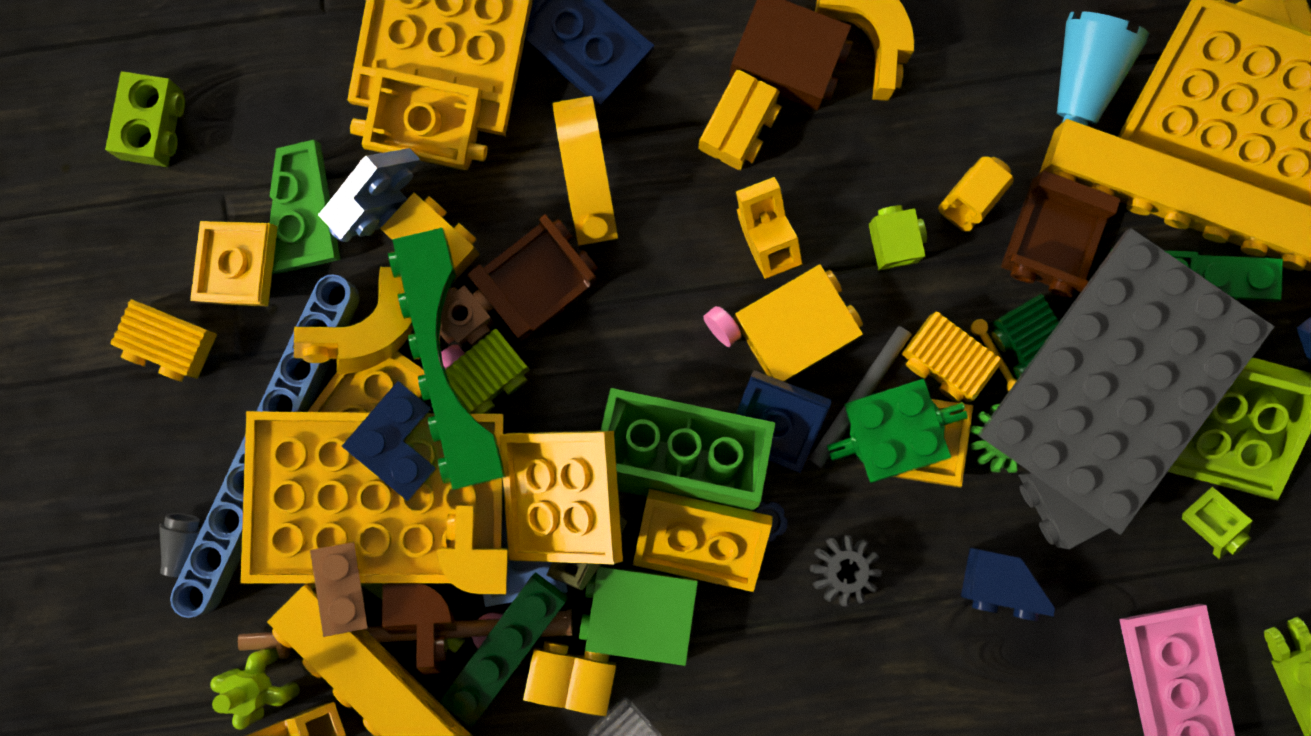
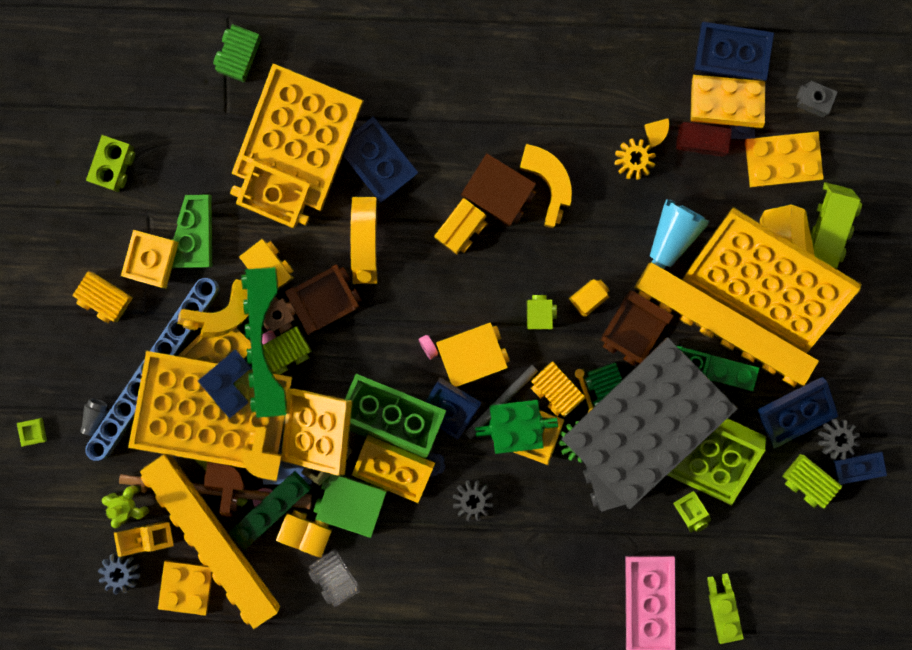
camera: 10 degrees right, 5 degrees up
(79, 589) = (31, 432): none -> lime tile
(338, 589) = (183, 460): medium nougat plate -> none
(370, 194) = (236, 238): medium blue plate -> none
(767, 228) = (465, 295): yellow brick -> none
(1003, 581) = (561, 523): dark blue slope -> none

